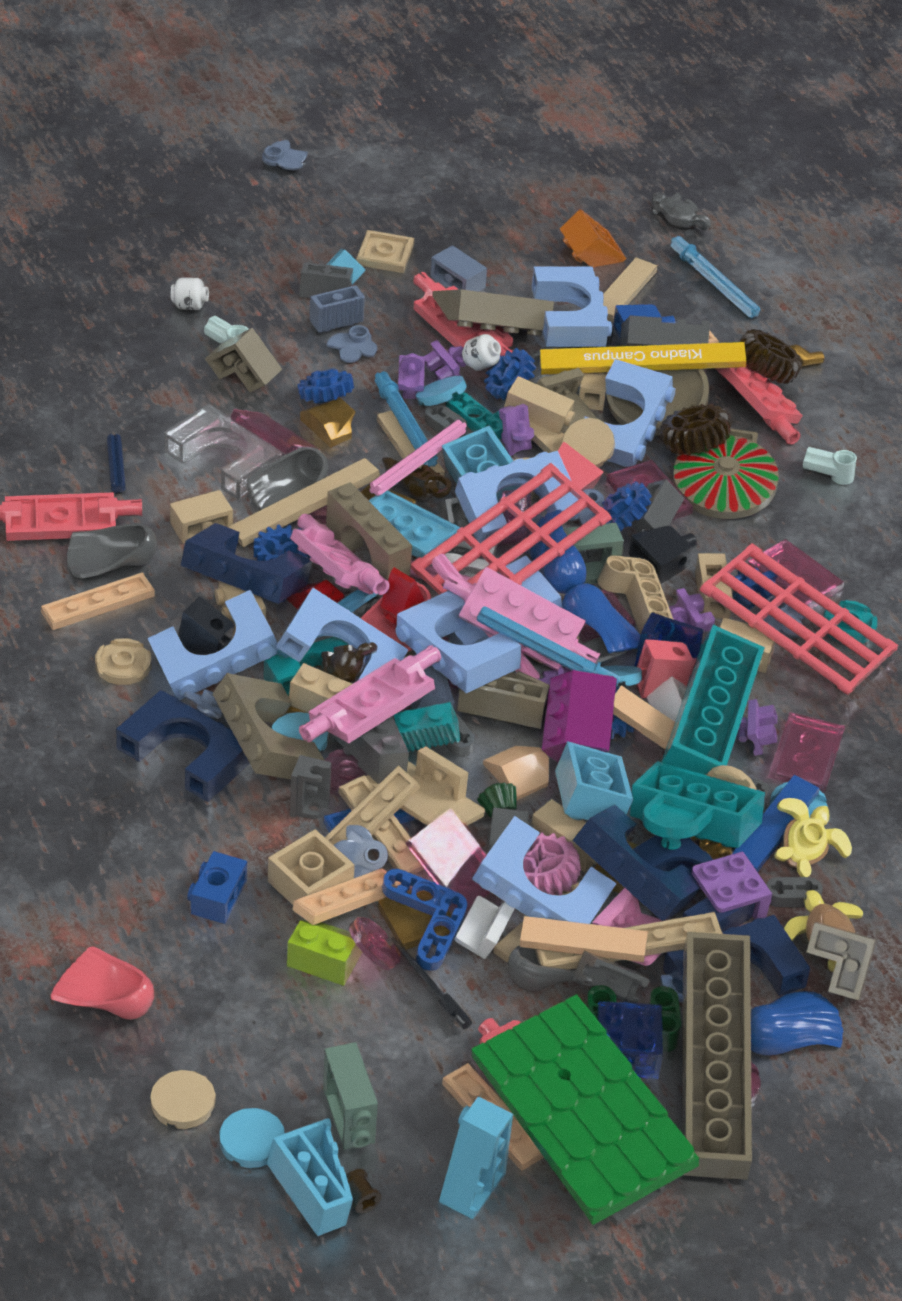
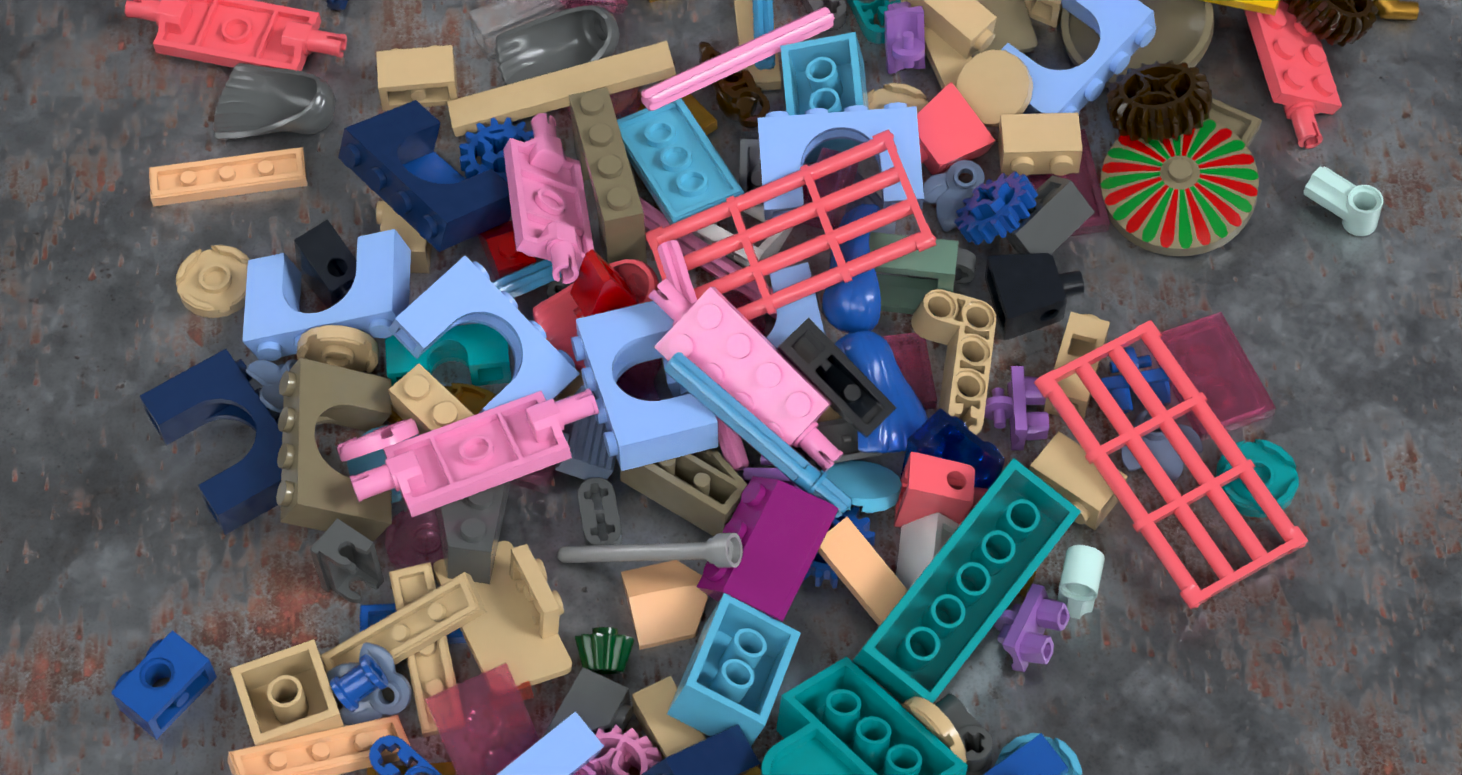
camera: 25 degrees right, 15 degrees up
(238, 663) = (339, 347): none -> tan tile
(295, 713) = (377, 439): none -> bright pink tile
(346, 660) = (473, 378): dark brown animal -> none
(357, 845) = (359, 683): none -> blue bush
(428, 726) = (555, 504): teal brick -> none
(555, 716) = (722, 550): none -> light grey piece
(599, 617) = (836, 378): none -> black slope
(631, 465) = (1040, 143): none -> tan brick
(778, 689) = (1080, 579): none -> light aqua piece
(807, 750) = (1092, 687): clear pink tile -> none

